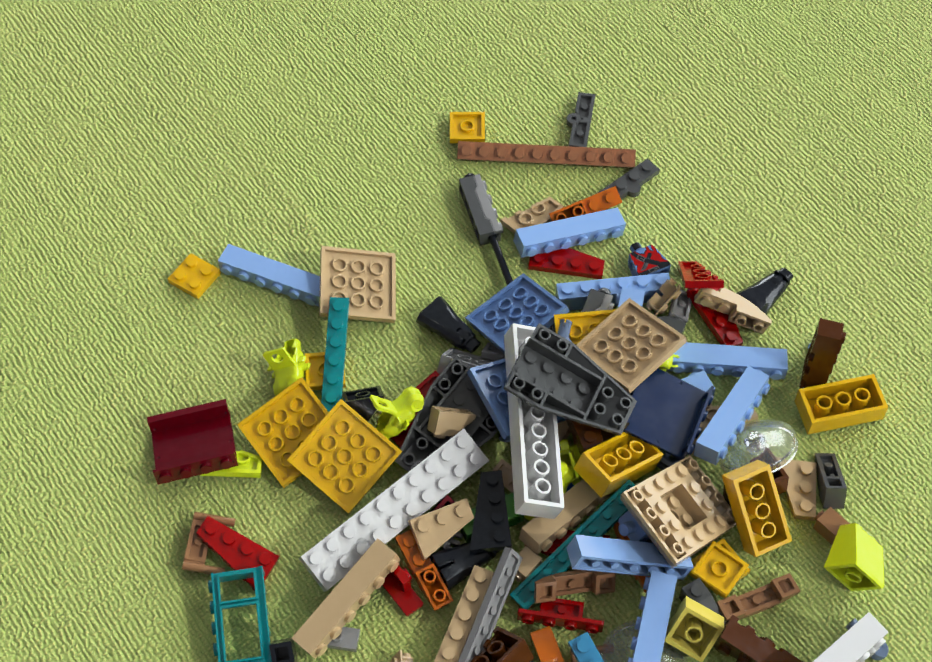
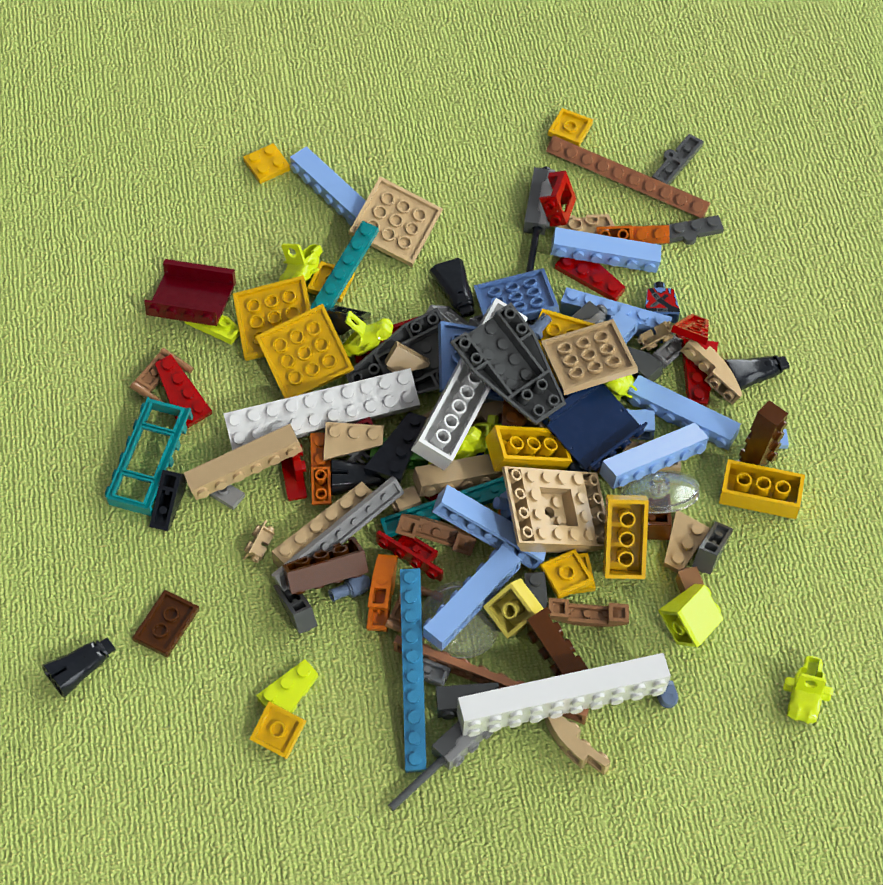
camera: 25 degrees right, 0 degrees up
(503, 207) = (561, 194): none -> red panel

